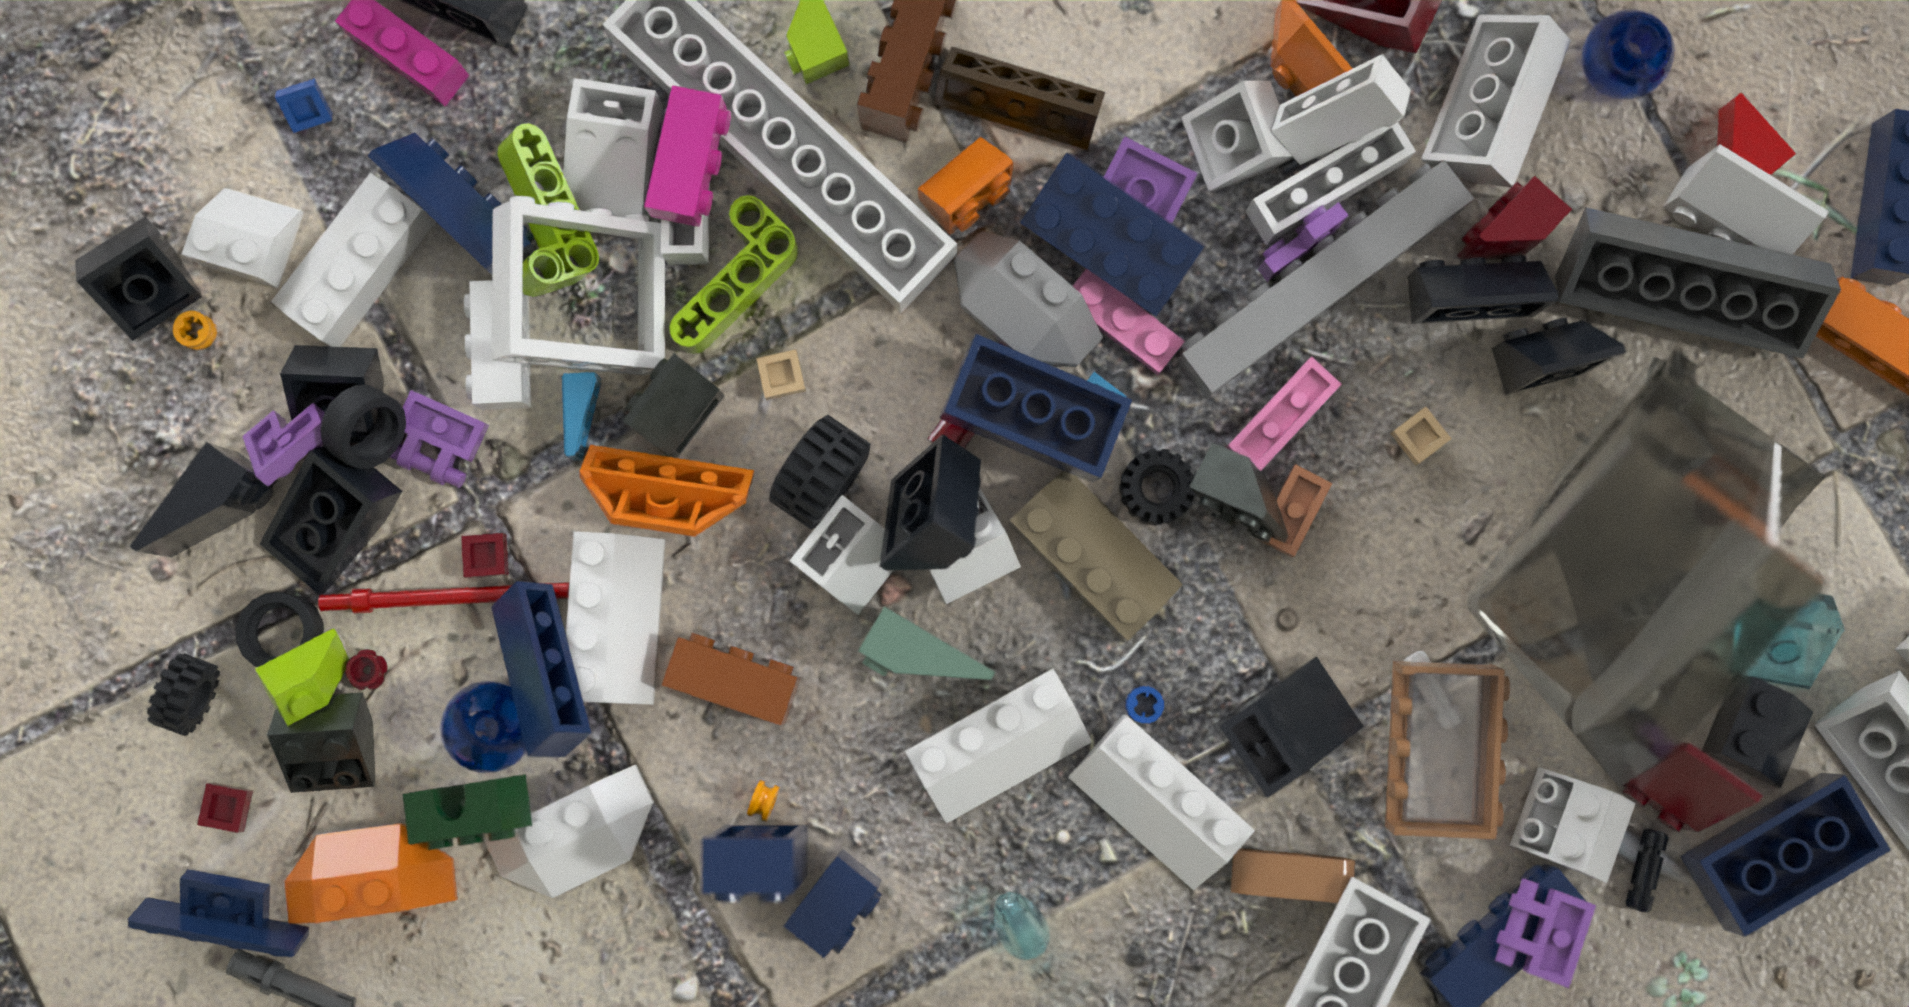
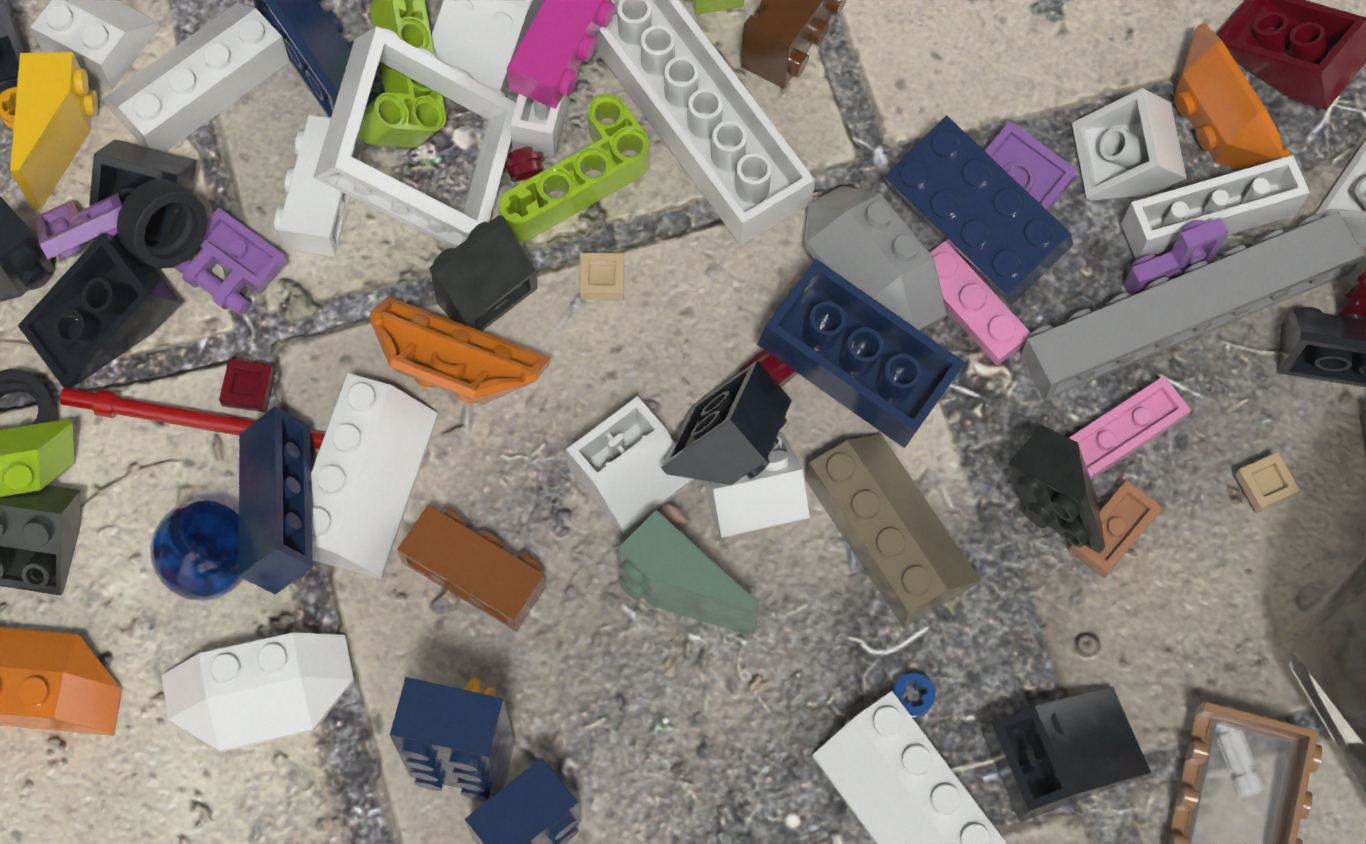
camera: 10 degrees right, 15 degrees down
(228, 345) = (49, 121): none -> yellow slope
(356, 673) = (86, 462): dark red plate -> none
(467, 812) = (131, 633): dark green arch -> none
(579, 404) = (387, 256): dark azure slope -> none
(682, 279) = (523, 164): none -> dark red plate
(819, 471) = (617, 365): black tyre -> none
(967, 185) = (839, 134): orange slope -> none
(999, 745) = (744, 699): white slope -> none
(1017, 100) = (908, 68): dark brown fence -> none
(1132, 491) = (961, 495): black tyre -> none
(1342, 110) = (1239, 133): white brick -> none

